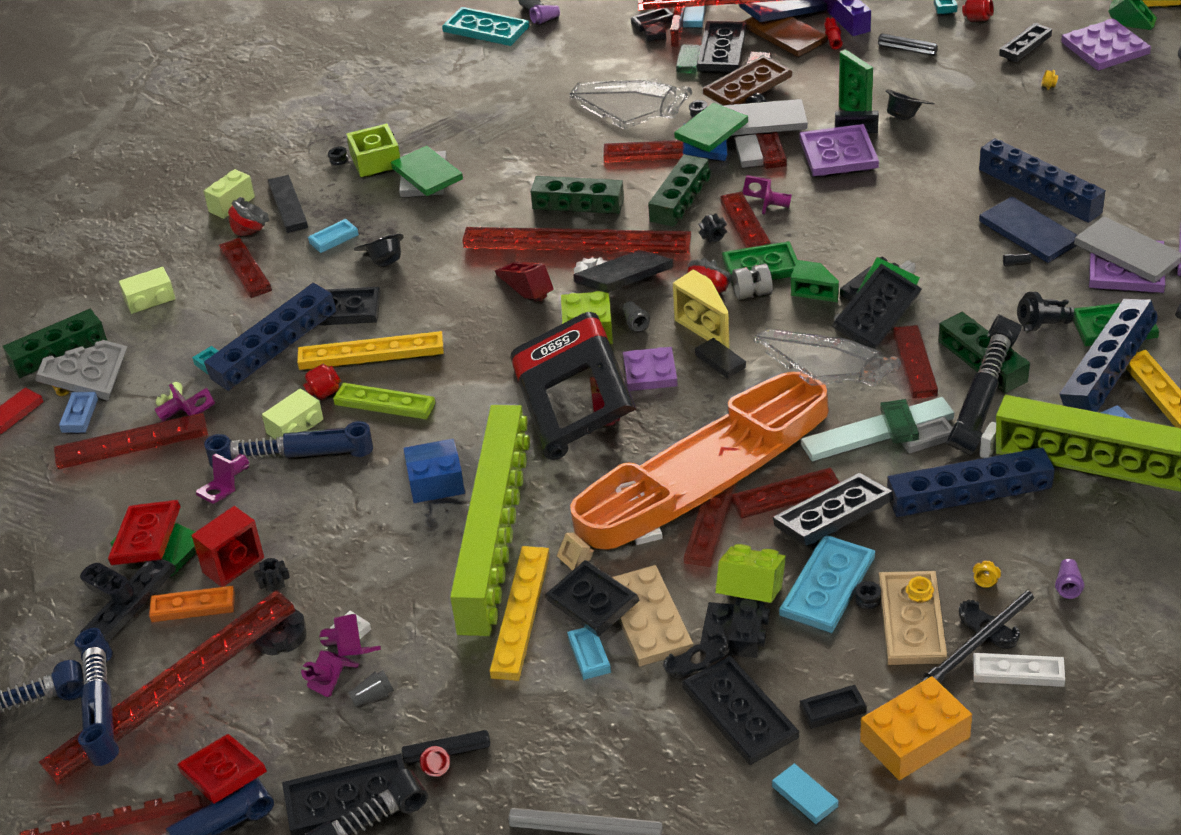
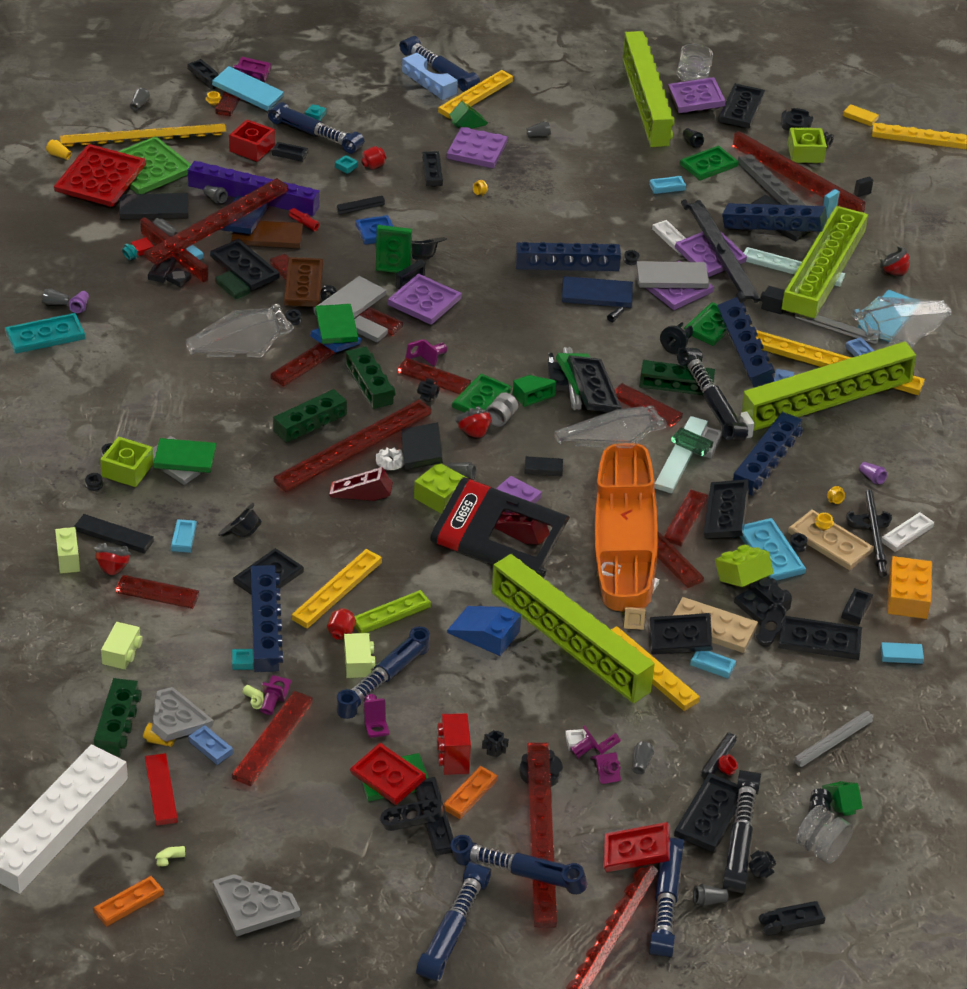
camera: 55 degrees left, 0 degrees up
(700, 307) = (508, 440): light yellow slope -> none
(893, 71) = (368, 227): none -> blue tile
(1120, 210) = (631, 257): none -> black bush

